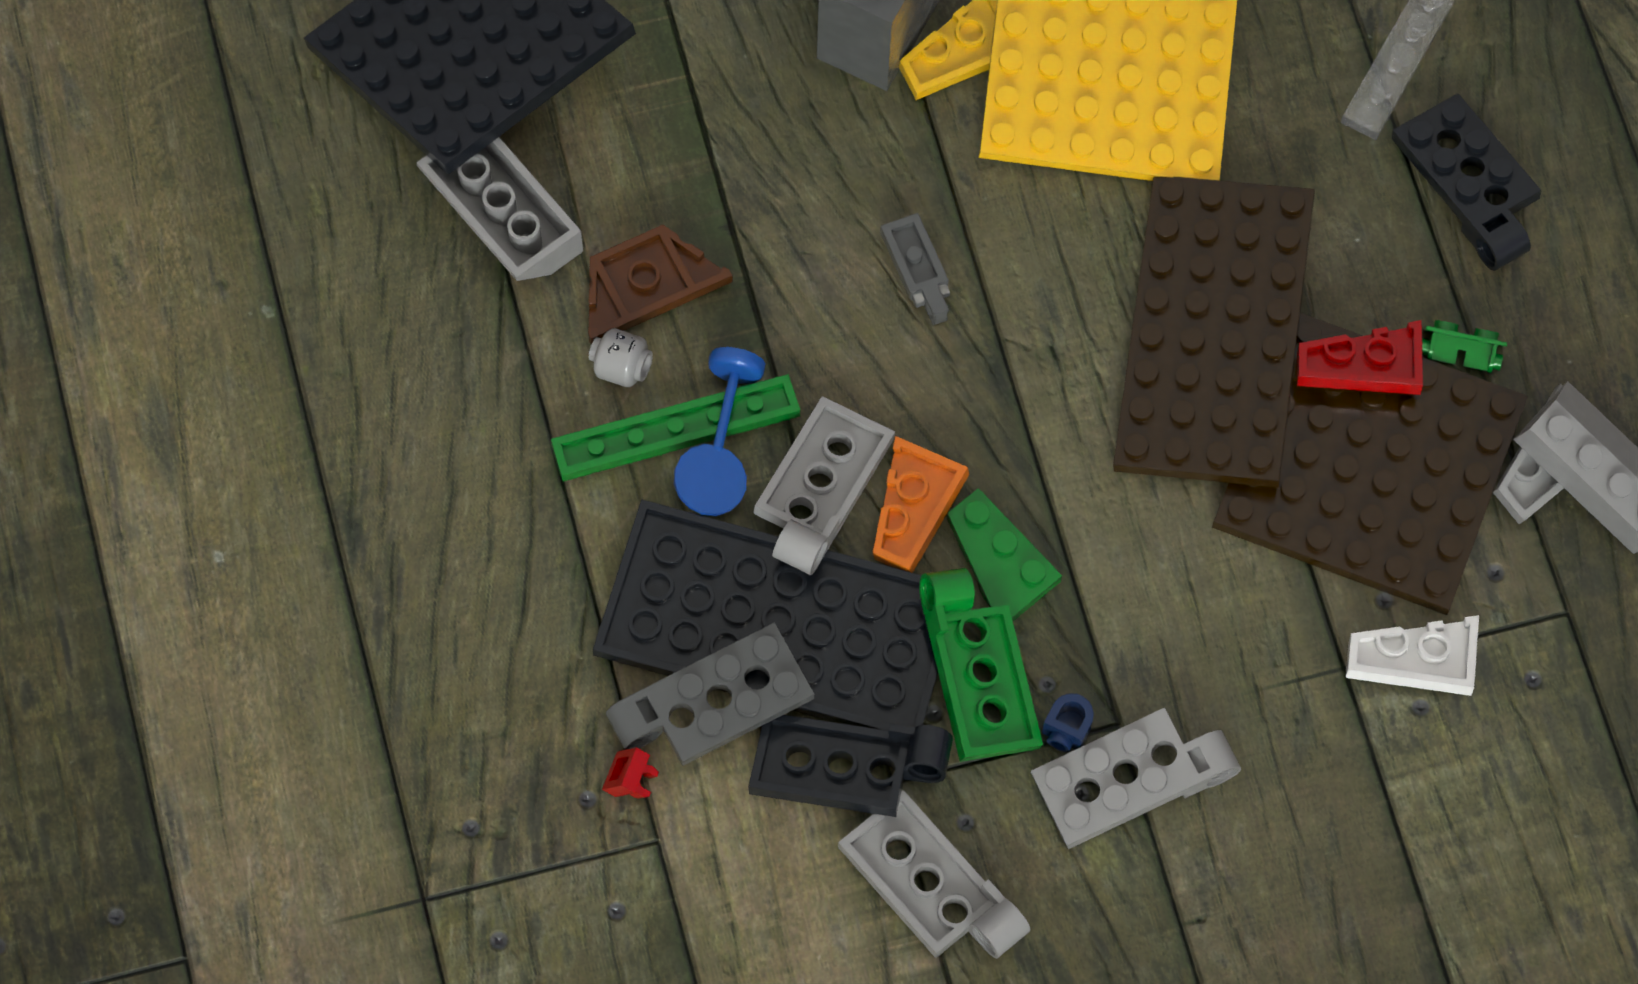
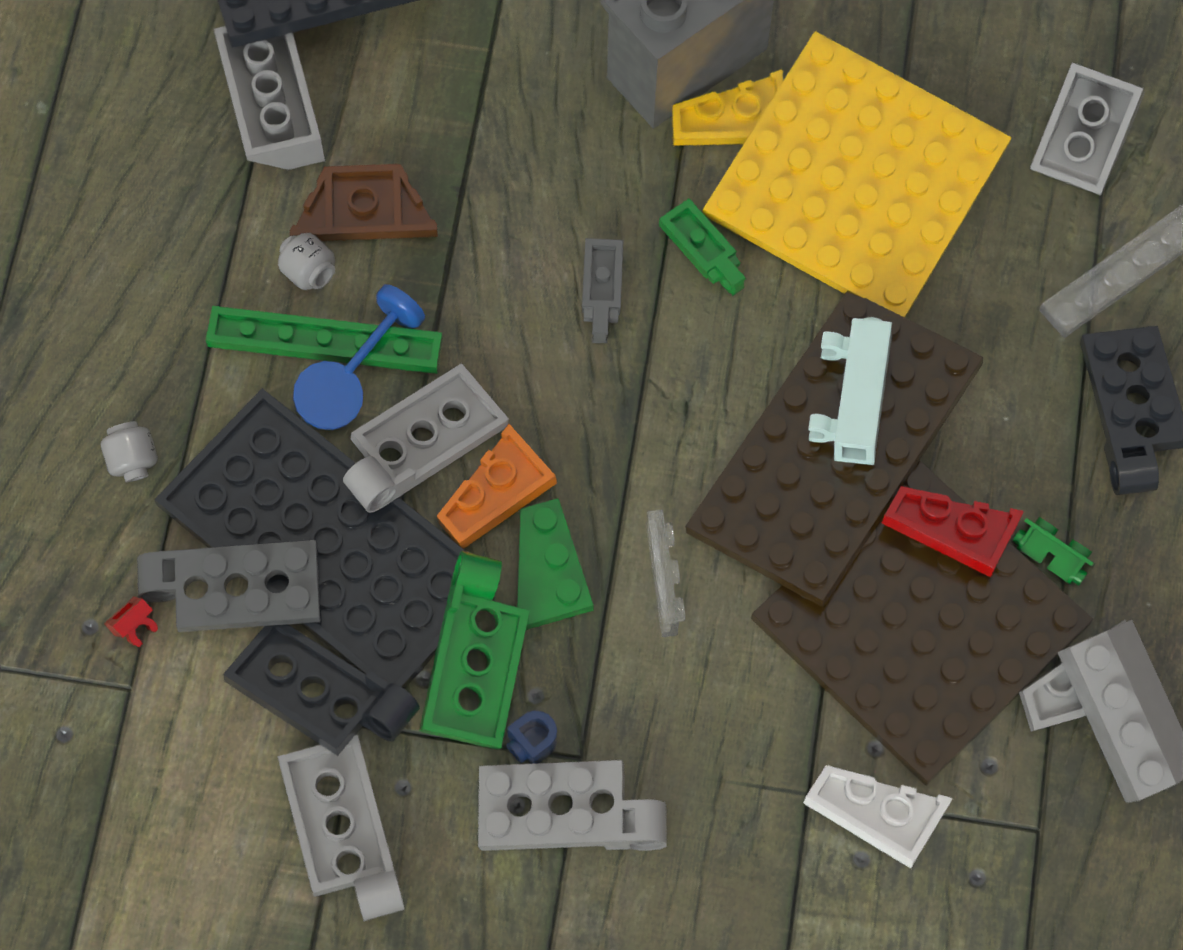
camera: 25 degrees right, 0 degrees up
(542, 614) = (128, 451): none -> light grey head
(996, 187) = (703, 245): none -> green hinge
(1113, 517) = (665, 573): none -> clear plate
(1222, 267) = (862, 390): none -> light aqua brick

